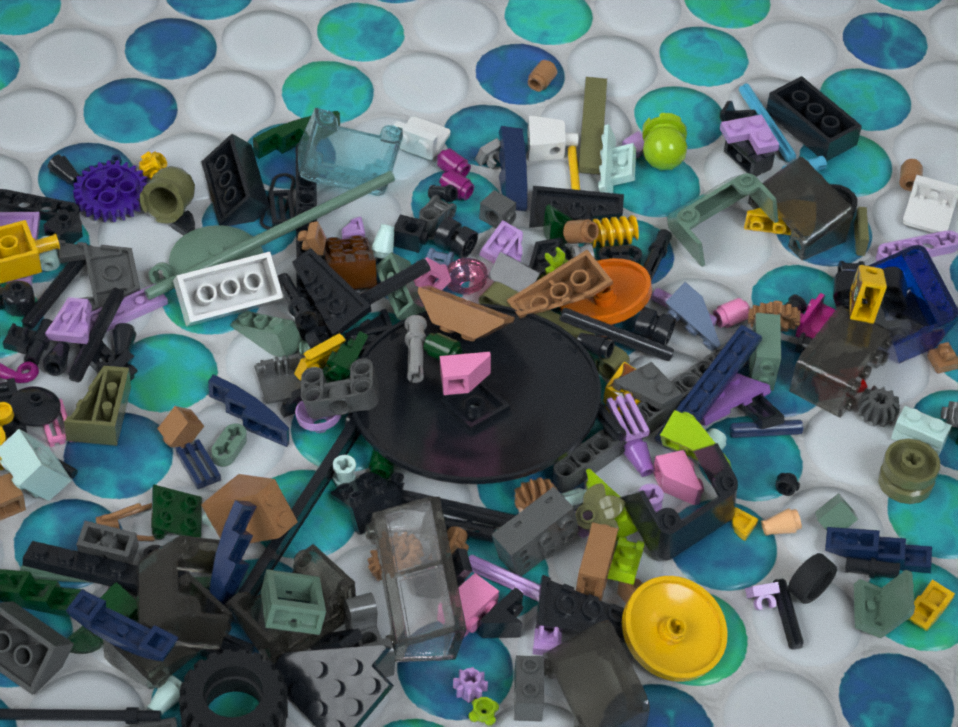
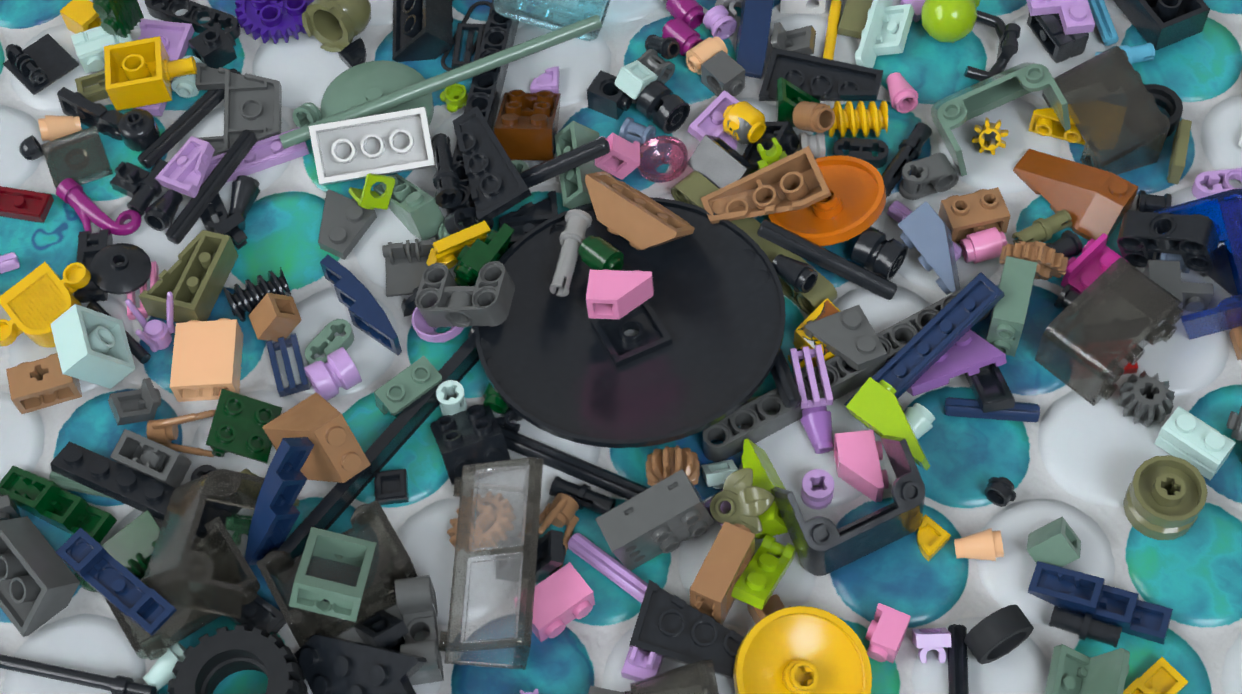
camera: 20 degrees right, 10 degrees up
(80, 451) = (155, 332): none -> lavender plant
(80, 507) = (135, 404): none -> dark grey bracket
(129, 466) = (206, 359): none -> light nougat brick
(156, 411) = (249, 298): none -> black piece
(214, 352) = (343, 224): none -> dark grey wing
(234, 329) = (370, 199): none -> lime bracket
(244, 460) = (335, 373): none -> lavender wheel
(281, 248) = (451, 93): none -> lime plate
(306, 465) = (407, 387): none -> sand green bracket
(307, 538) = (391, 486): none -> black tile
(313, 238) = (486, 93): medium nougat tile -> none
(383, 241) = (574, 103): light aqua cone -> none
(430, 217) = (634, 78): none -> light aqua slope
(476, 195) = (704, 51): none -> light nougat brick
(484, 171) = (720, 22): none -> lavender wheel
(502, 619) = (587, 628): black slope -> none
(525, 241) = (744, 122): none -> yellow head
(549, 178) = (797, 40): none -> dark grey bracket
(641, 210) = (901, 93): none -> bright pink cone
(676, 268) = (930, 174): none -> dark grey piece
(714, 168) = (1007, 46): none -> black piece
(719, 240) = (987, 128): none -> yellow gear
(721, 289) = (974, 213): none -> medium nougat brick
(728, 591) = (886, 633): none -> bright pink brick
(775, 294) = (1043, 229): none -> olive pin
(799, 269) = (1088, 194): none -> dark orange wedge
(870, 285) = (1162, 235): yellow torso -> none

